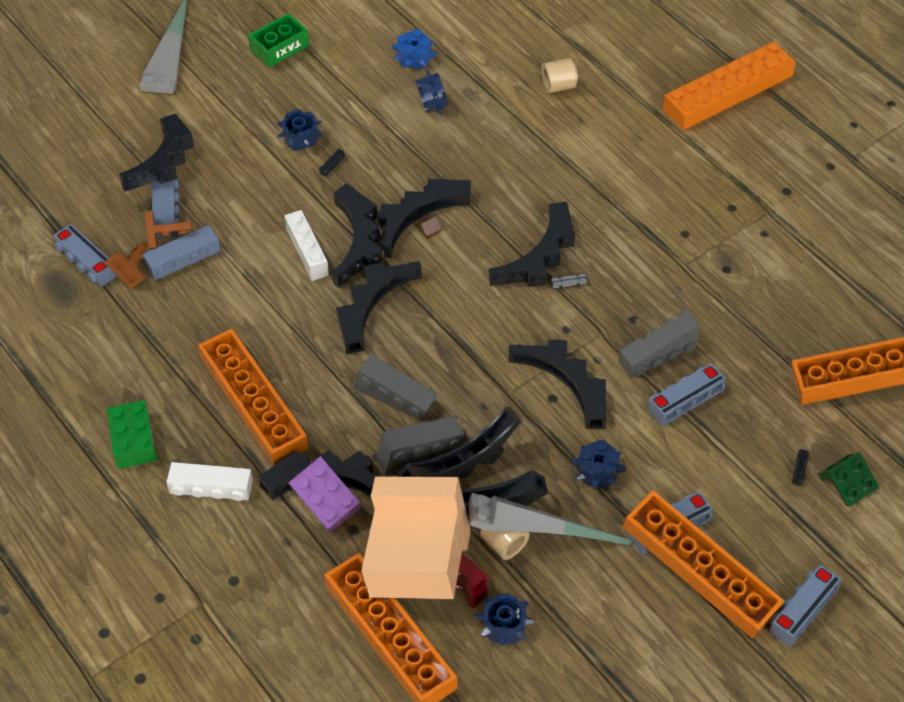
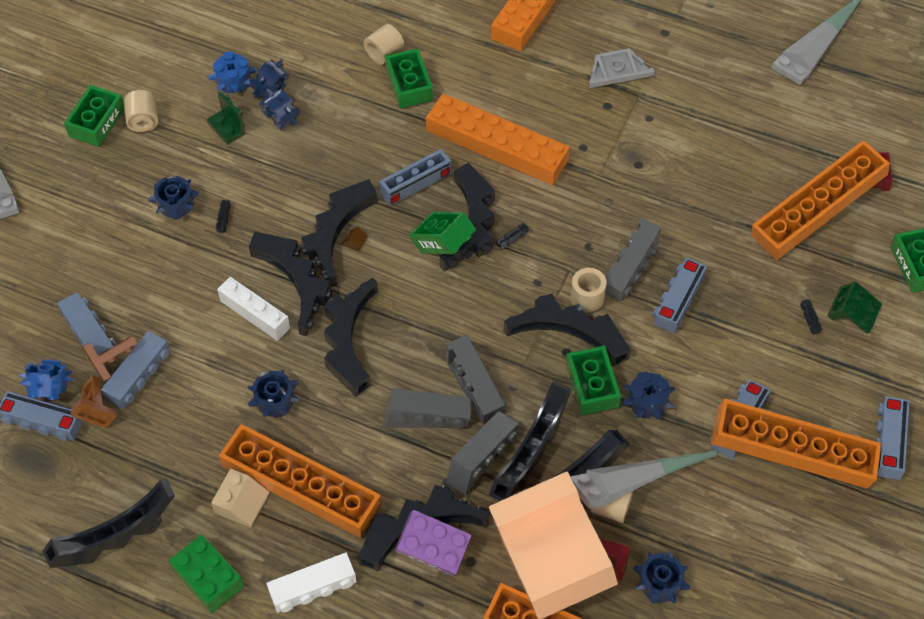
camera: 30 degrees left, 5 degrees up
(52, 367) = (113, 534): none -> black arch
(105, 227) = (46, 379): none -> blue brick
(162, 163) = (64, 290): black arch -> none
(196, 388) = (239, 498): none -> tan slope
(276, 318) = (273, 393): none -> dark blue brick
(317, 50) = (140, 111): none -> tan piece
(383, 88) = (228, 121): none -> dark green bracket
(441, 62) = (269, 76): none -> dark blue brick
(453, 379) = (473, 378): none -> dark grey wedge
(502, 249) = (442, 232): none -> green brick
(512, 195) = (415, 177): none -> sand blue brick
(555, 429) = (593, 380): none -> green brick
(562, 112) = (408, 78): none -> green brick
(602, 352) = (588, 289): none -> tan piece
(609, 194) = (497, 139): none -> orange brick
(762, 178) = (617, 68): none -> light grey wing

